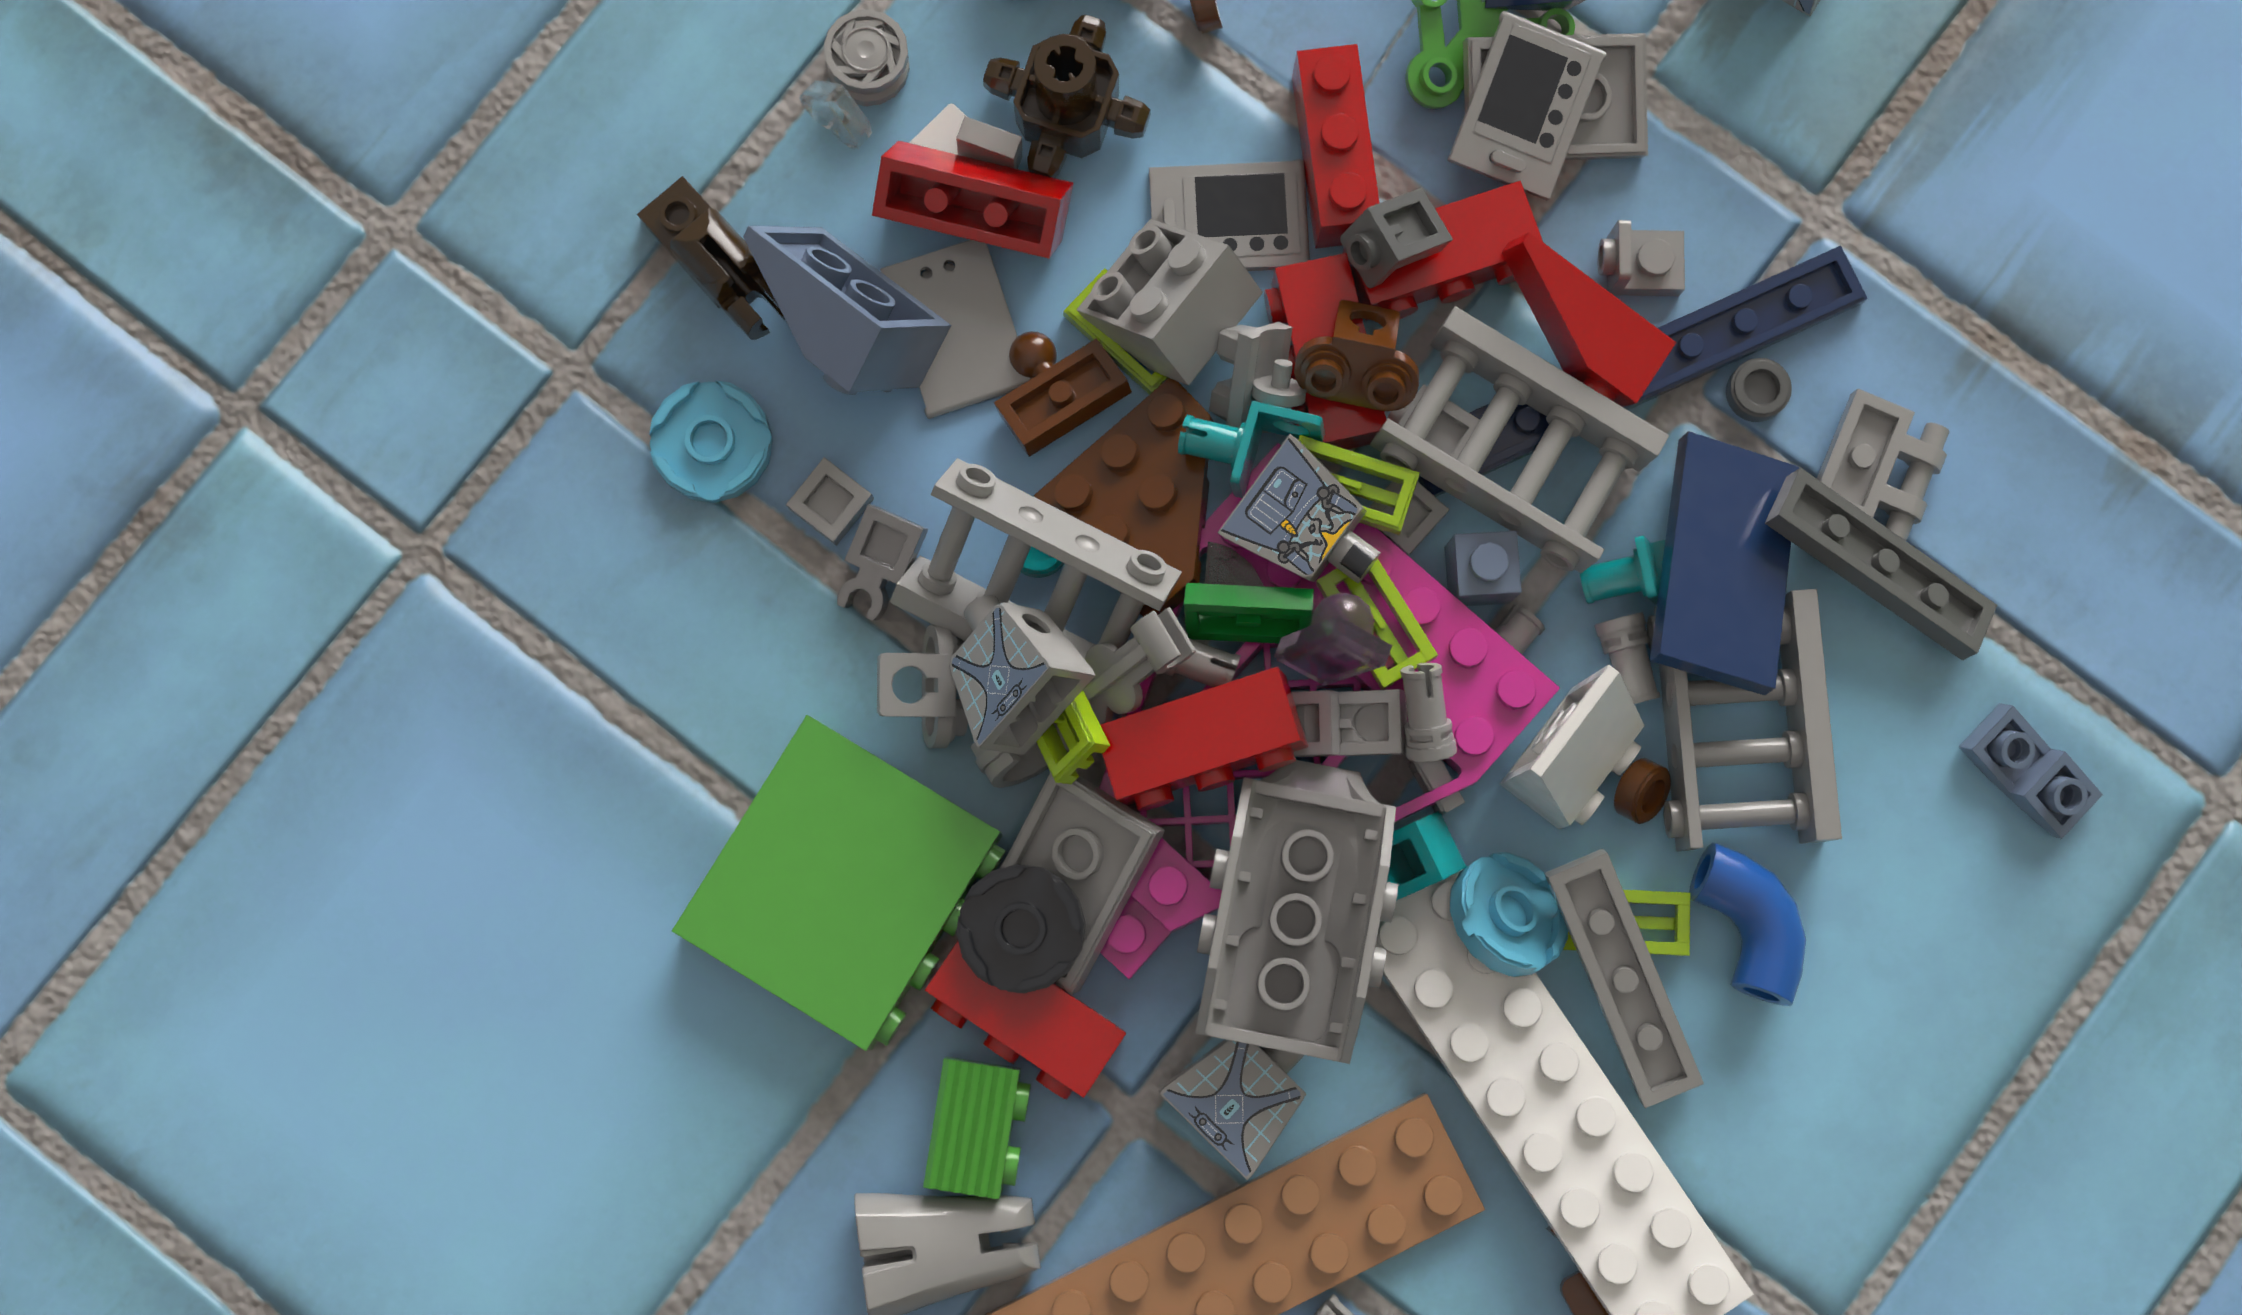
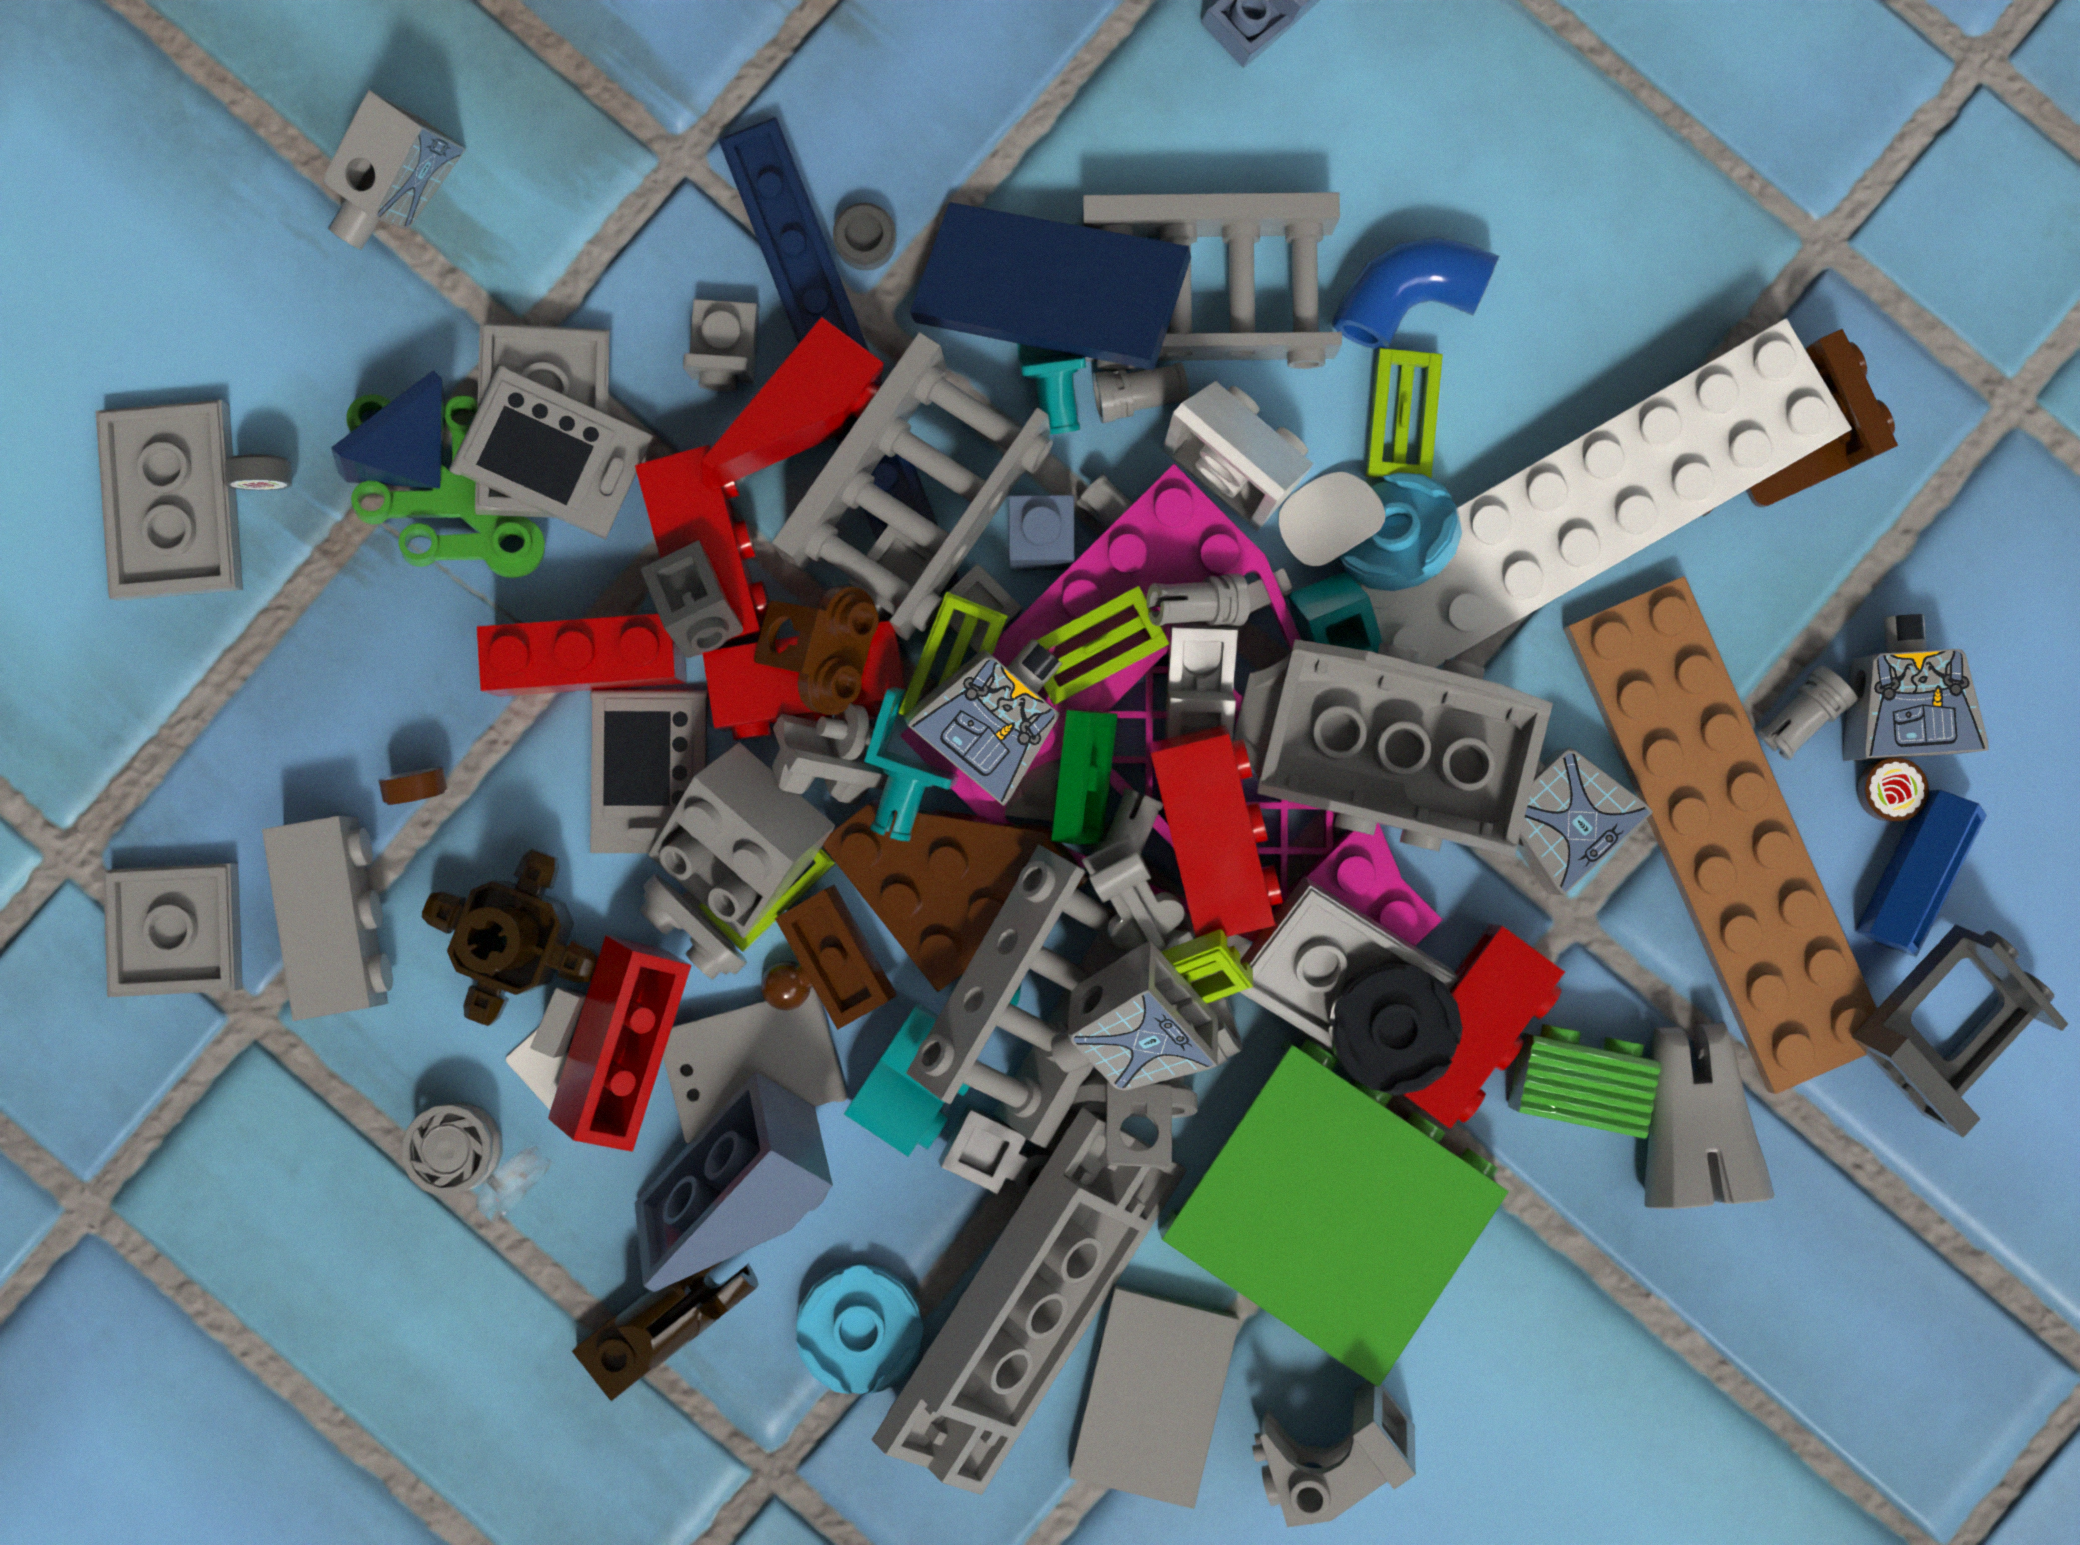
camera: 85 degrees left, 5 degrees up
(611, 933) = (1369, 1456): none -> light grey tile
(655, 722) = (1154, 1396): none -> light grey tile
(737, 594) = (1026, 1308): none -> light grey slope
(830, 501) = (931, 1205): light grey tile -> none
(922, 457) = (892, 1101): none -> teal brick
(1100, 240) = (670, 909): none -> light grey bracket
(1336, 643) = (1123, 689): tile -> none
(1516, 849) = (1330, 517): none -> white sticker
(1624, 978) = (1464, 421): light grey plate -> none
(1642, 791) = (1276, 388): reddish brown tile -> none
(1864, 453) = (945, 137): light grey plate -> none
(1881, 564) = (1058, 128): dark grey plate -> none

